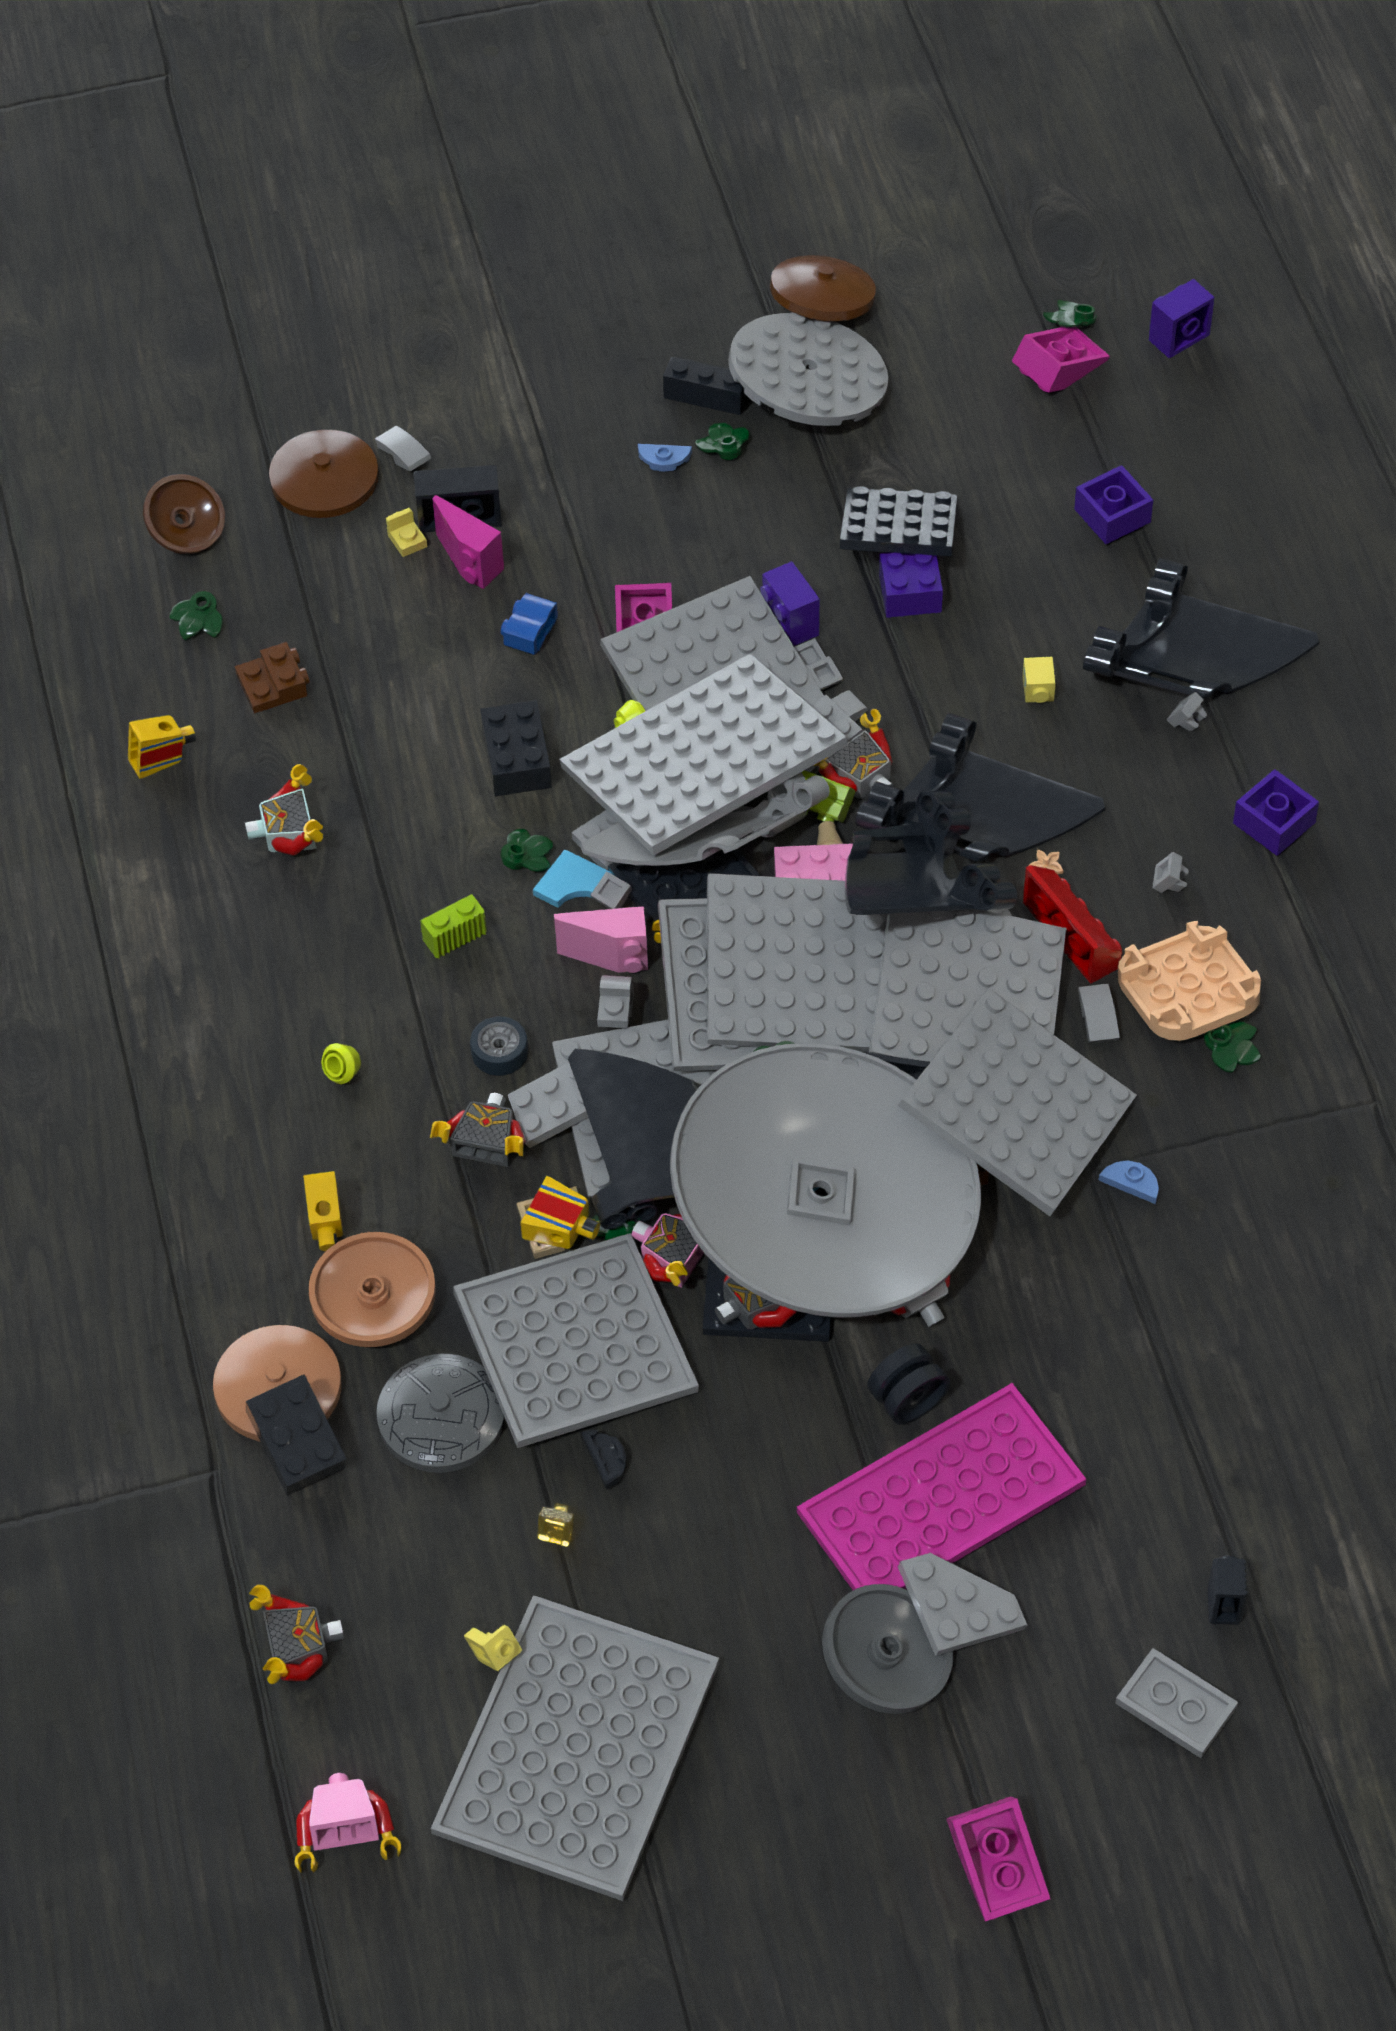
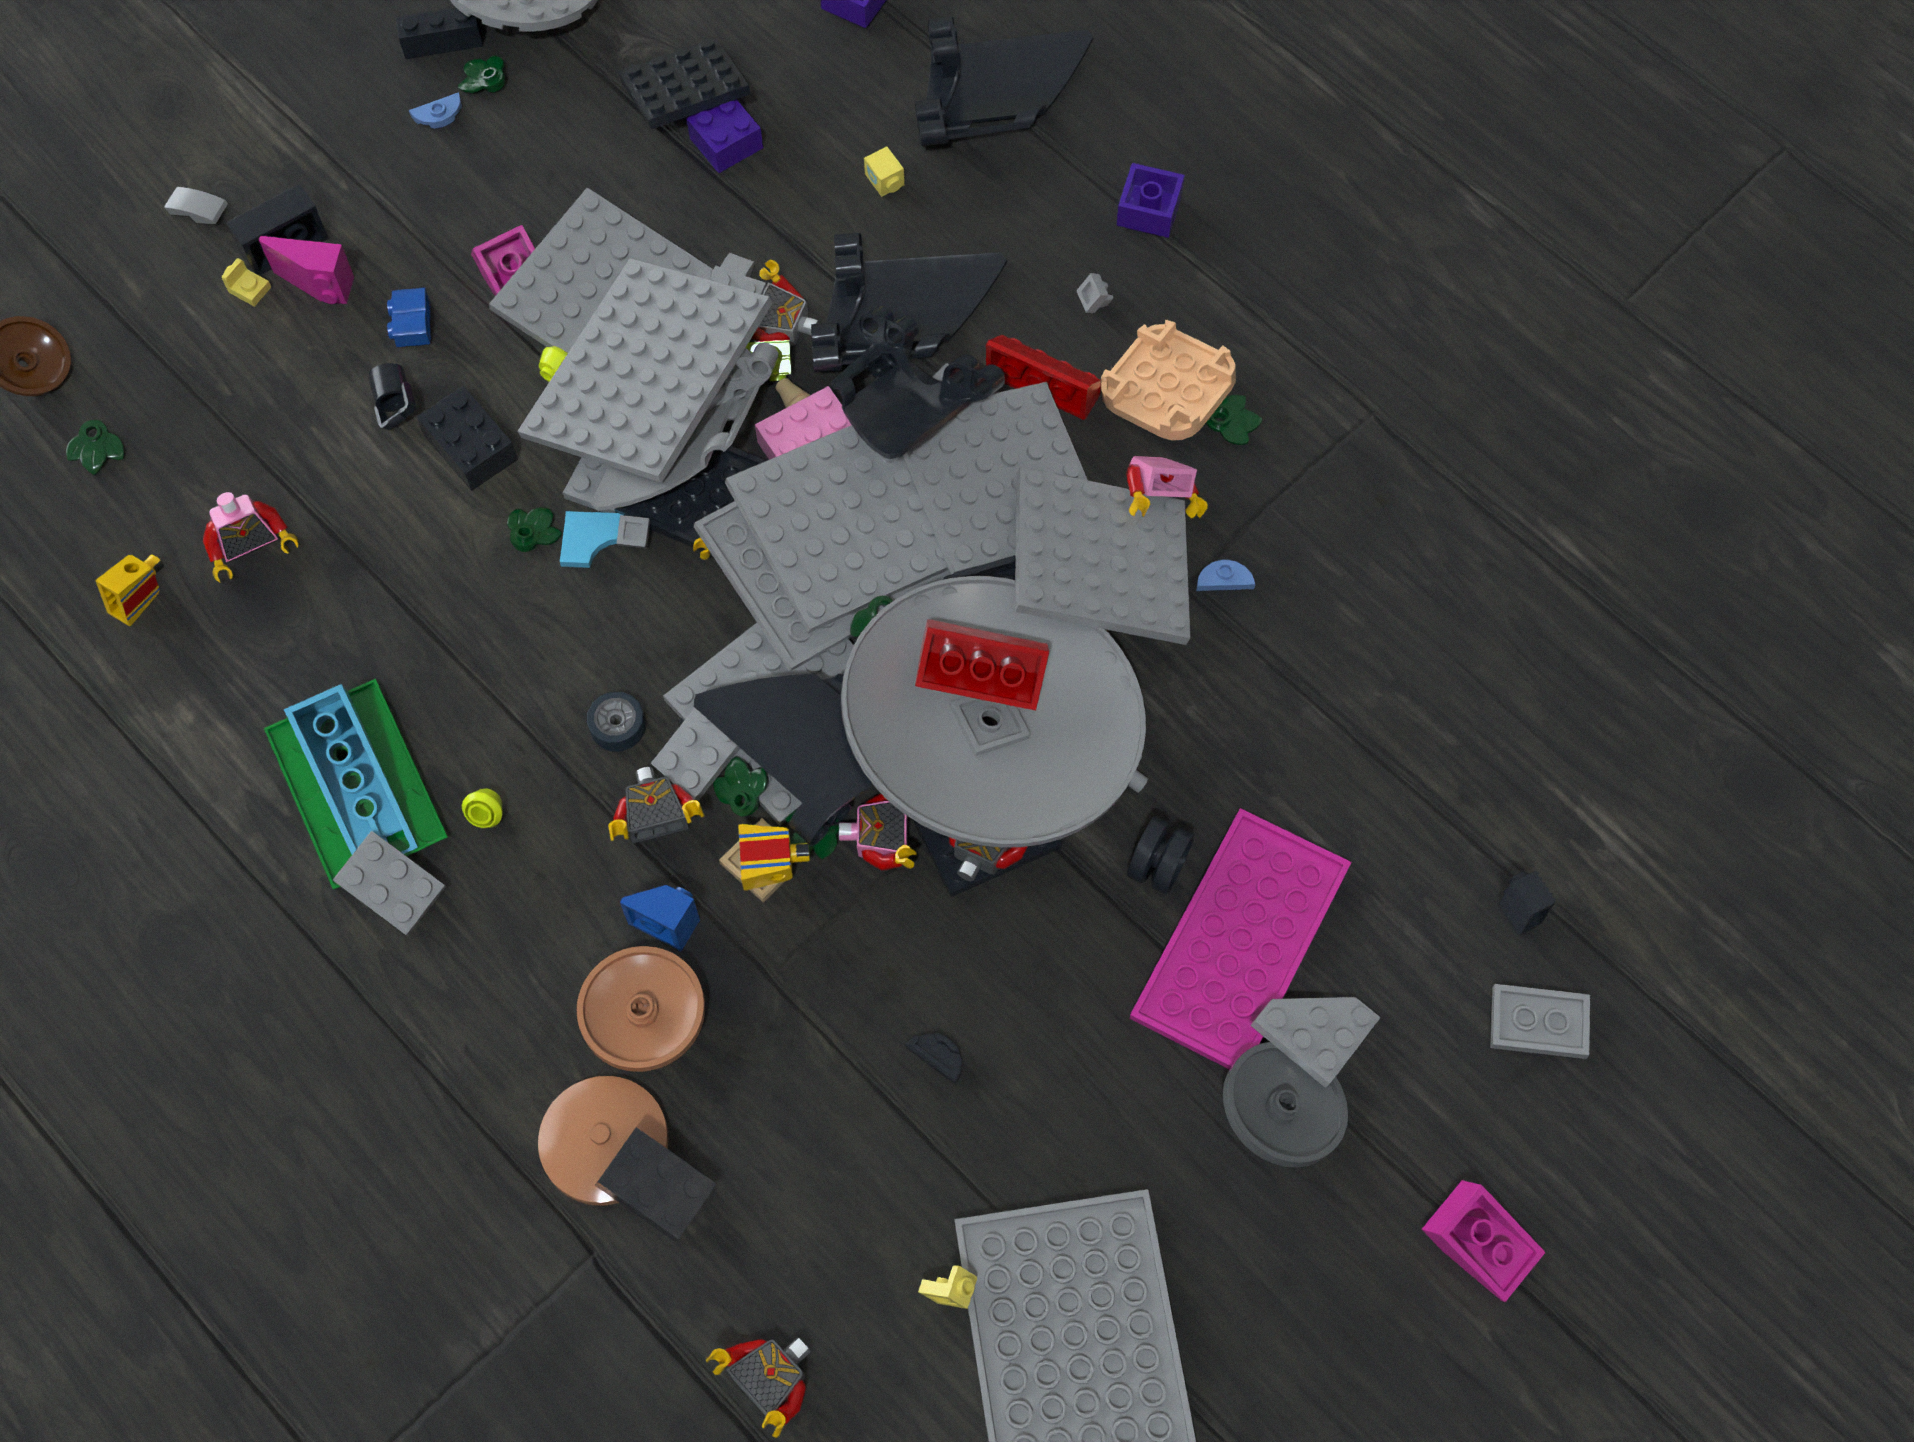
camera: 30 degrees left, 10 degrees up
(225, 1086) = (389, 883): none -> light grey plate
(247, 988) = (366, 791): none -> piece
(273, 678) = (201, 473): reddish brown plate -> none
(276, 736) = (241, 527): none -> torso
(287, 819) = (296, 601): torso -> none
(323, 473) = (134, 260): reddish brown dish -> none
(323, 1208) = (546, 947): yellow torso -> none
(438, 1220) = (663, 913): none -> blue slope
(439, 1413) = (767, 1090): dark grey dish -> none
(453, 926) = (509, 629): lime brick -> none
(472, 681) = (391, 394): none -> black piece
(555, 1524) = (934, 1141): clear yellow tile -> none
(572, 1151) = (738, 783): none -> dark green plate
(574, 1340) = (847, 962): light grey plate -> none
(604, 938) = (656, 577): bright pink slope -> none
(615, 1001) = (698, 631): light grey brick -> none
(792, 602) = (636, 194): dark purple brick -> none
(820, 667) = (692, 243): light grey slope -> none
(833, 1132) = (981, 664): none -> red slope
(1049, 861) = (986, 331): light nougat plant -> none
(1099, 1013) = (1110, 442): light grey slope -> none
(1122, 1062) = (1162, 478): none -> bright pink torso
(1186, 710) = (1022, 145): light grey tile -> none

